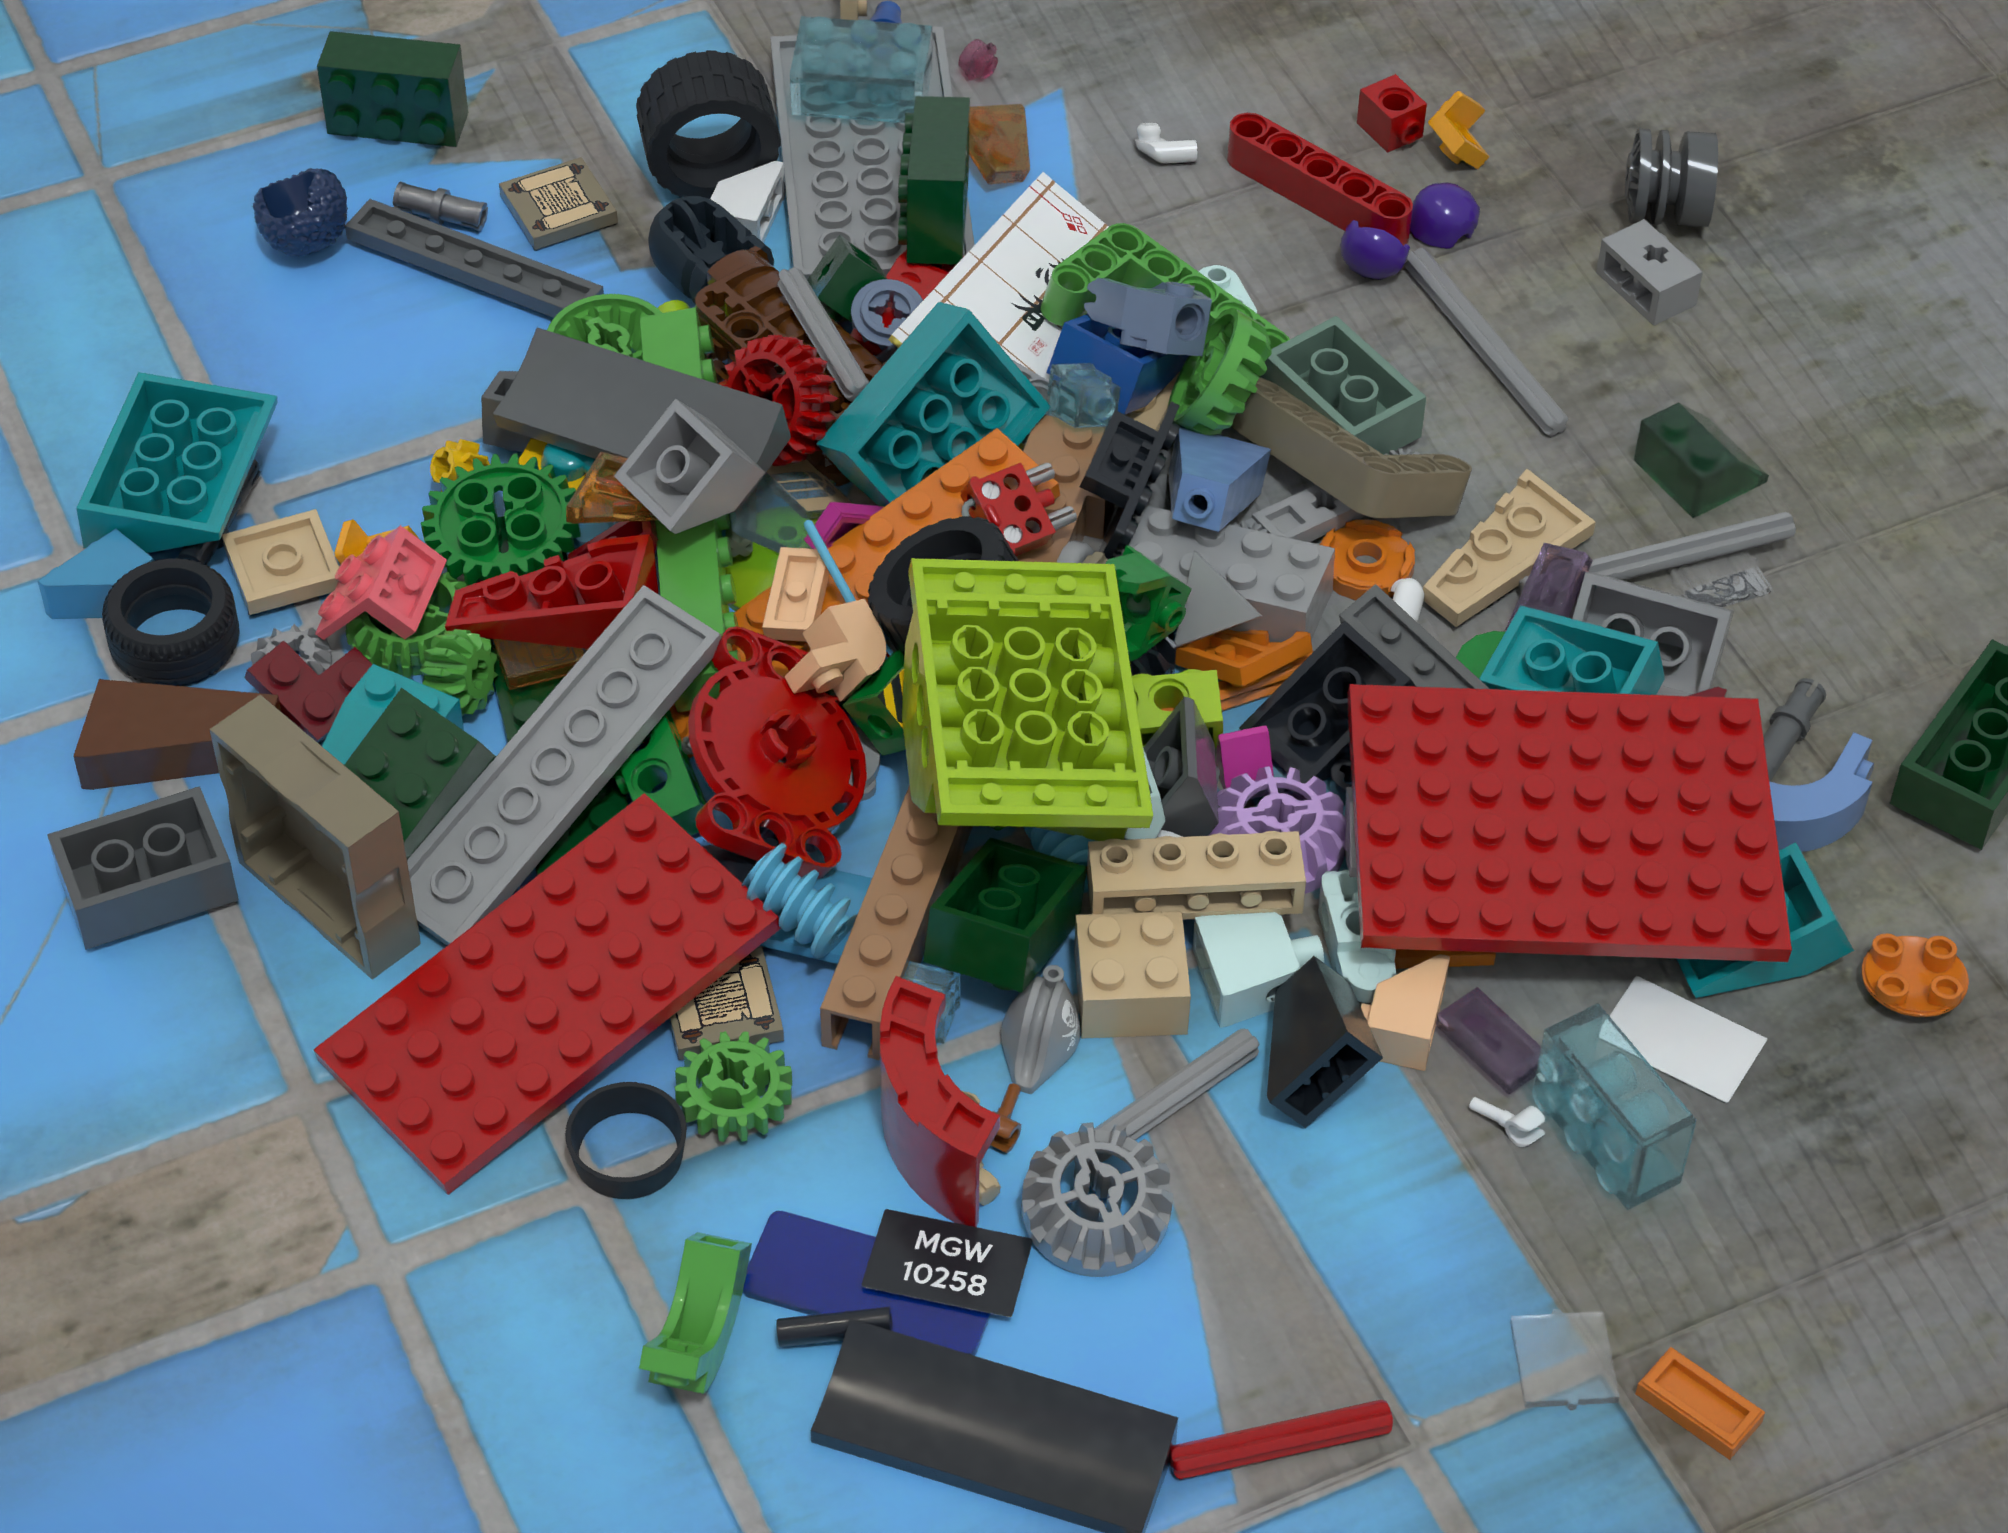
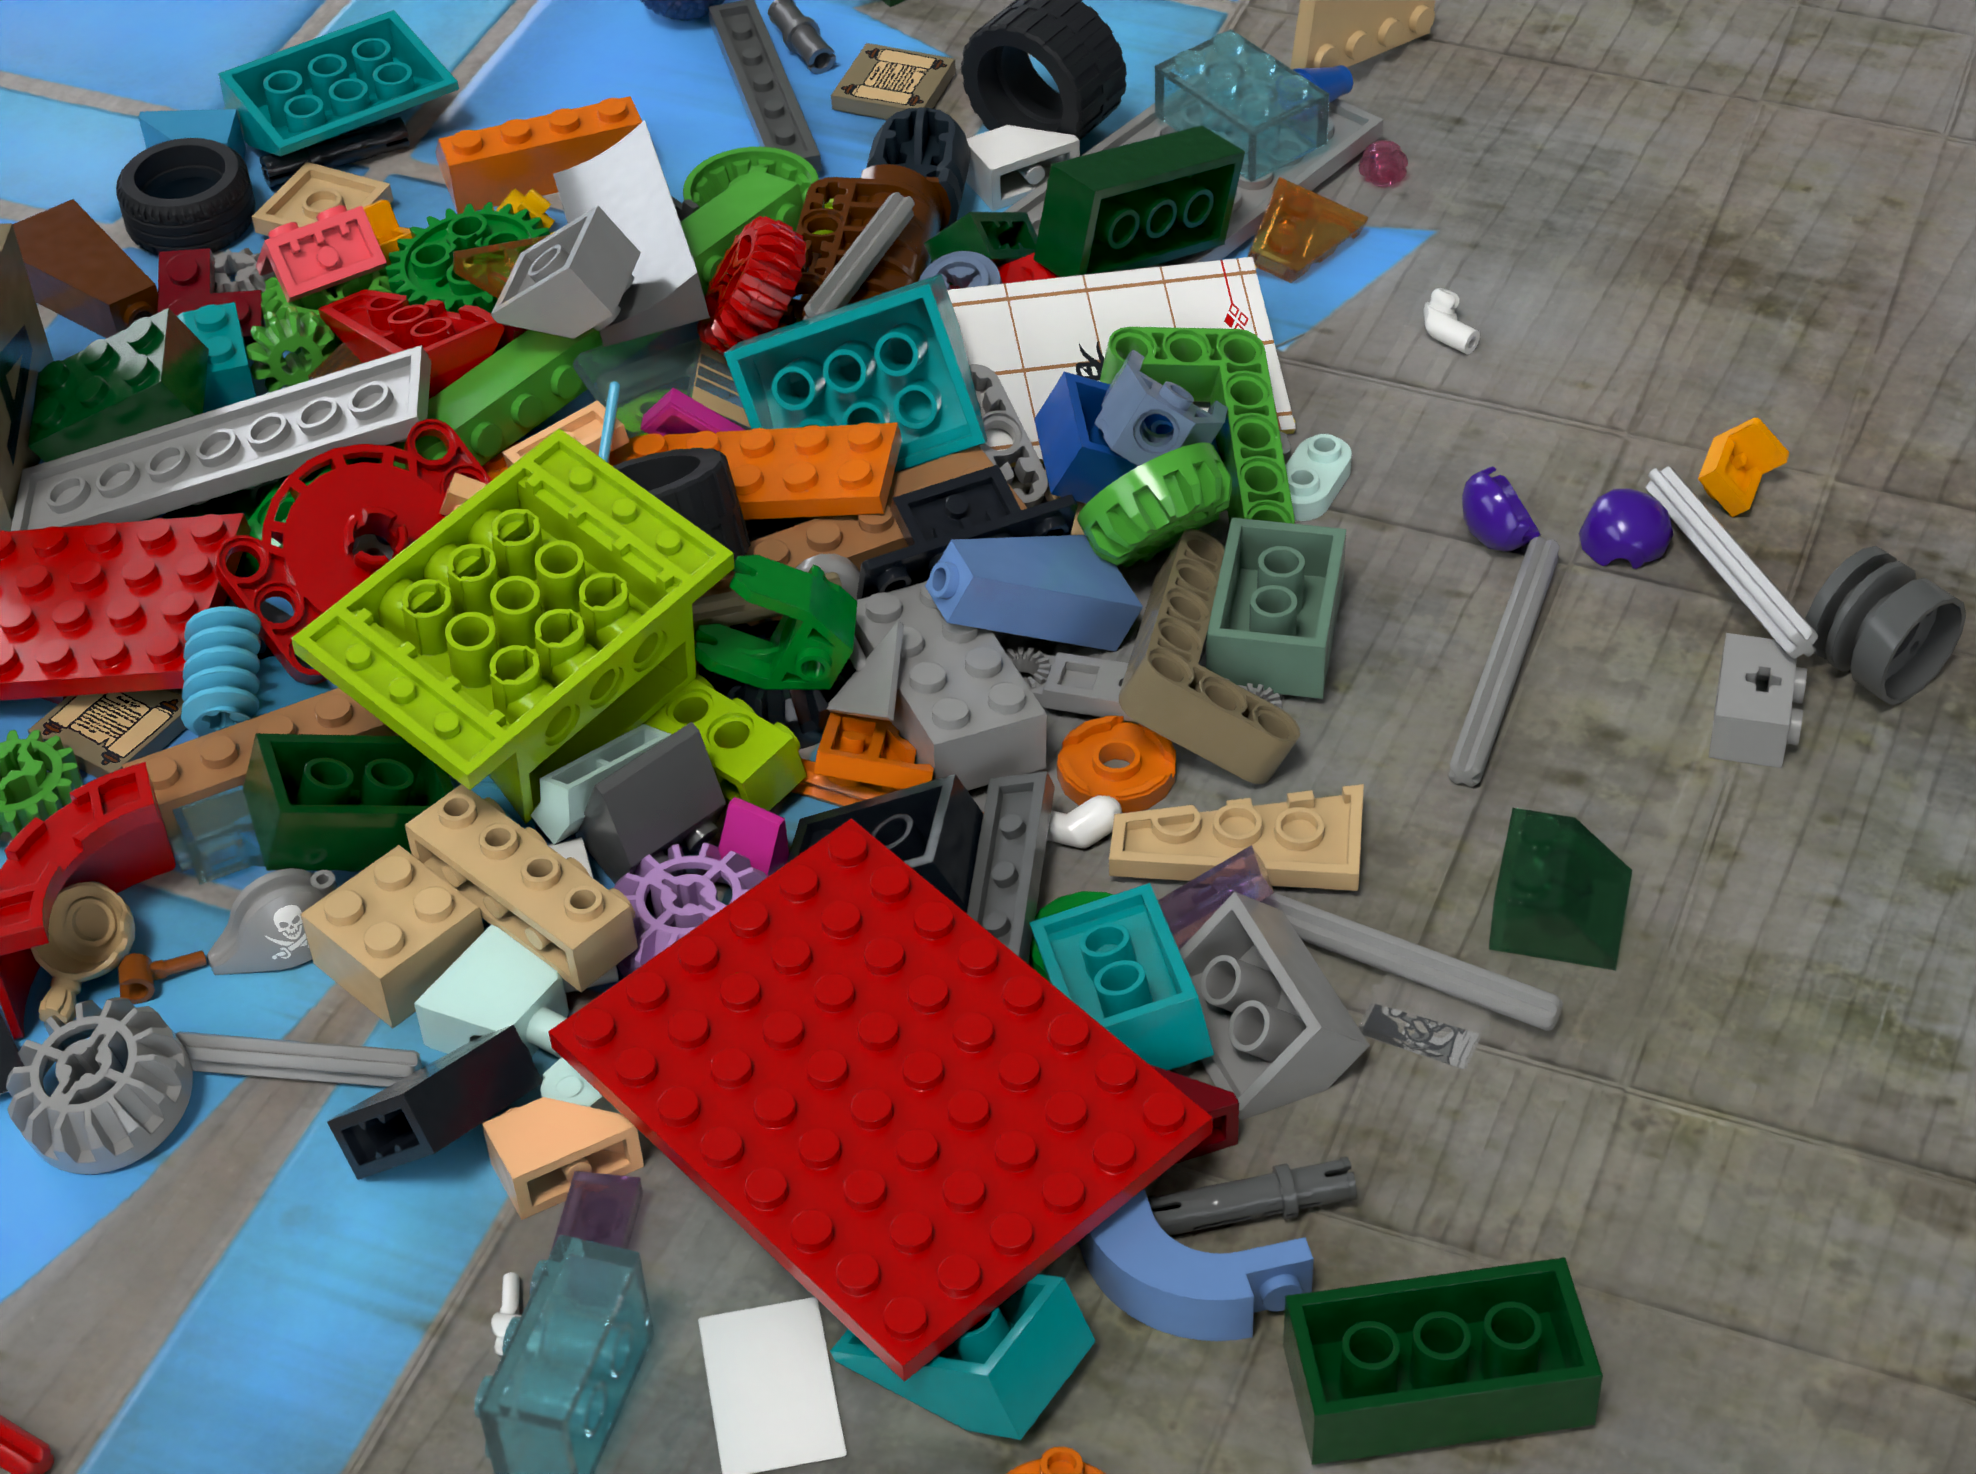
camera: 50 degrees right, 5 degrees down
(388, 414) = (526, 153): none -> orange slope
(1015, 507) = (794, 488): red piece -> none
(1082, 395) = (1015, 444): clear light blue window -> none
(1315, 177) = (1539, 430): red beam -> none
(1391, 113) = (1696, 412): red brick -> none
(1543, 194) = (1733, 563): none -> axle

